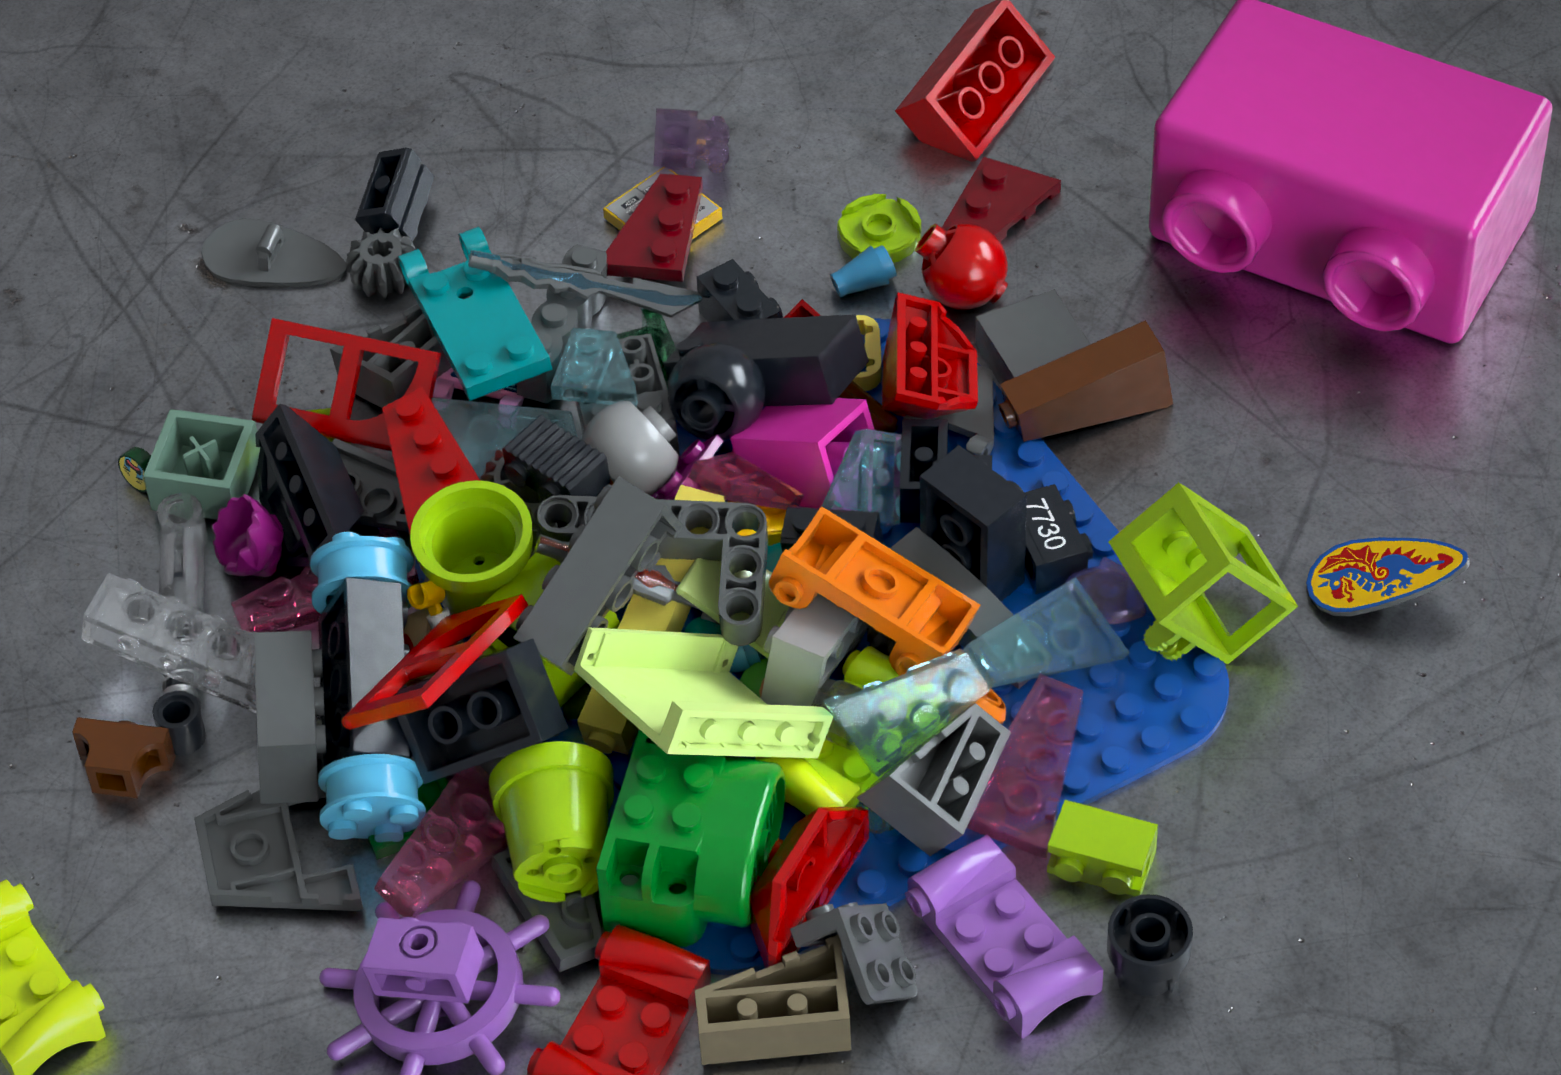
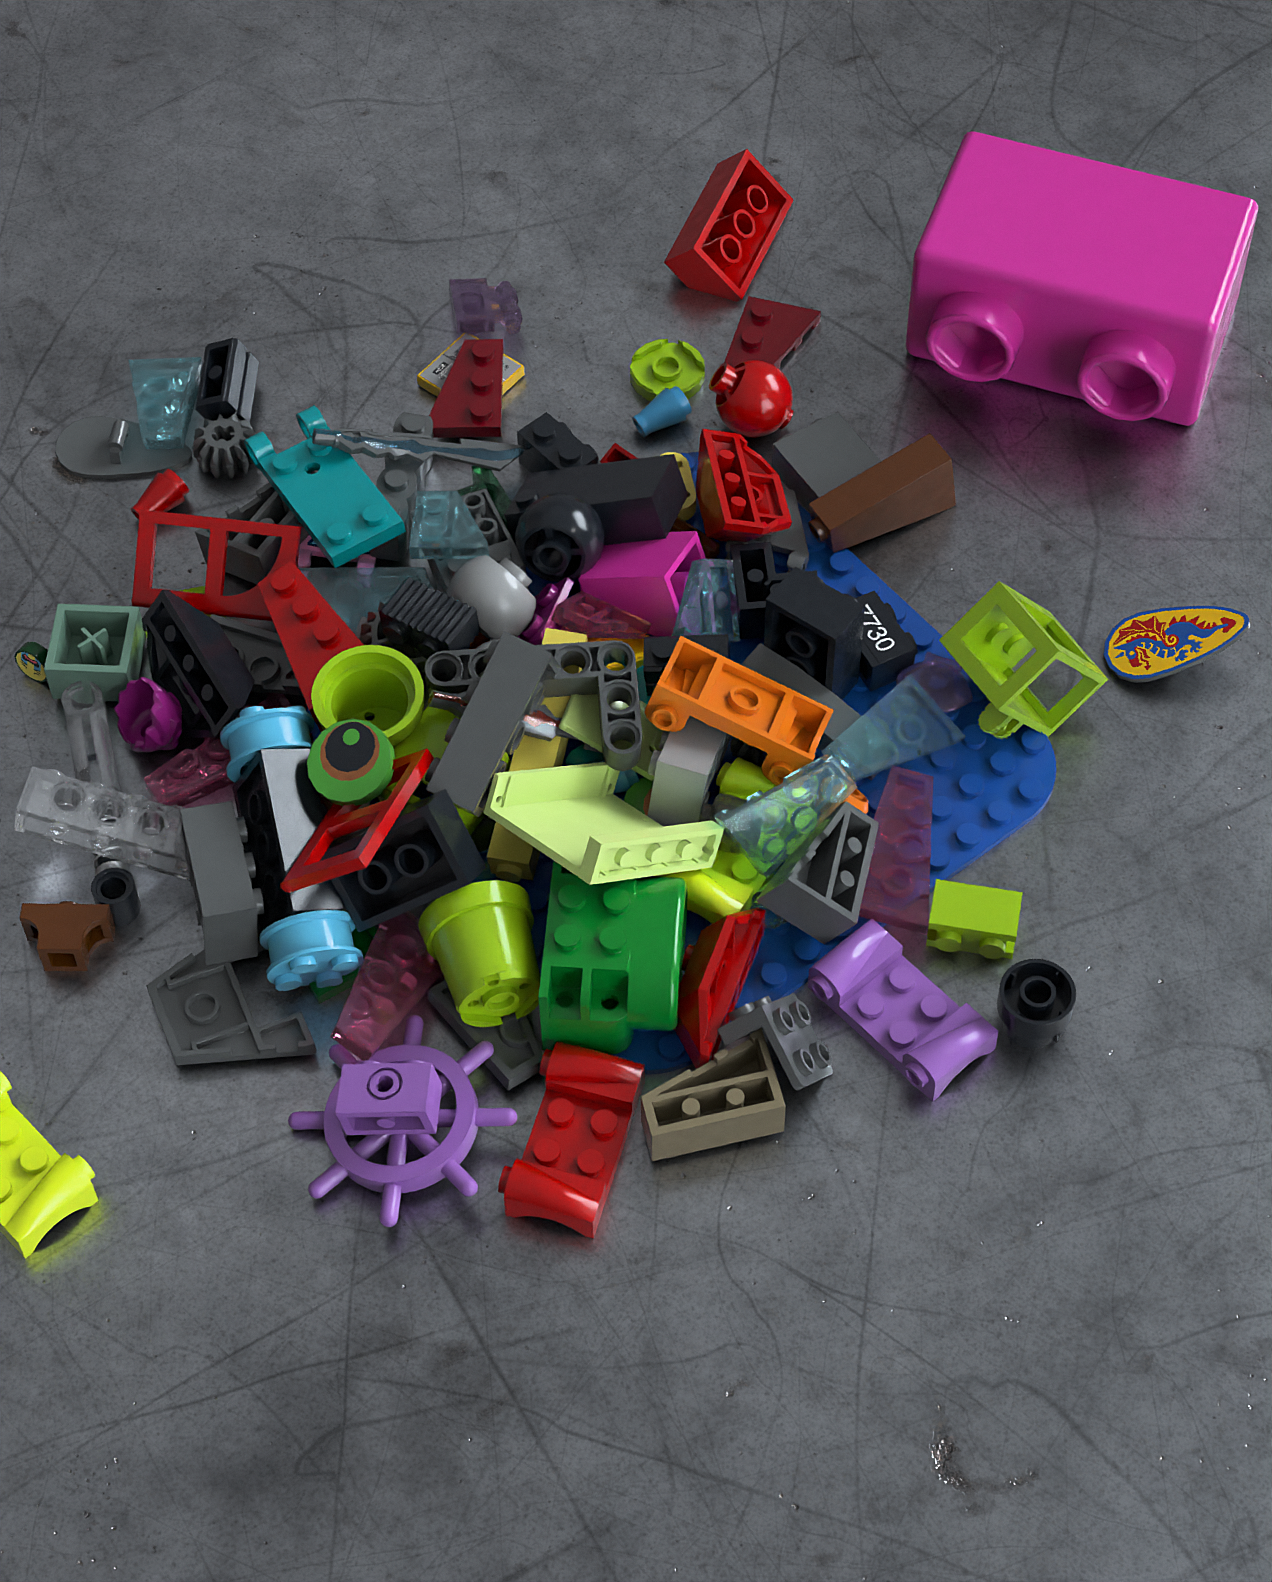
camera: 10 degrees left, 5 degrees up
(307, 305) = (162, 494): none -> red cone
(326, 207) = (165, 398): none -> clear light blue wing
(439, 601) = (351, 762): none -> tile

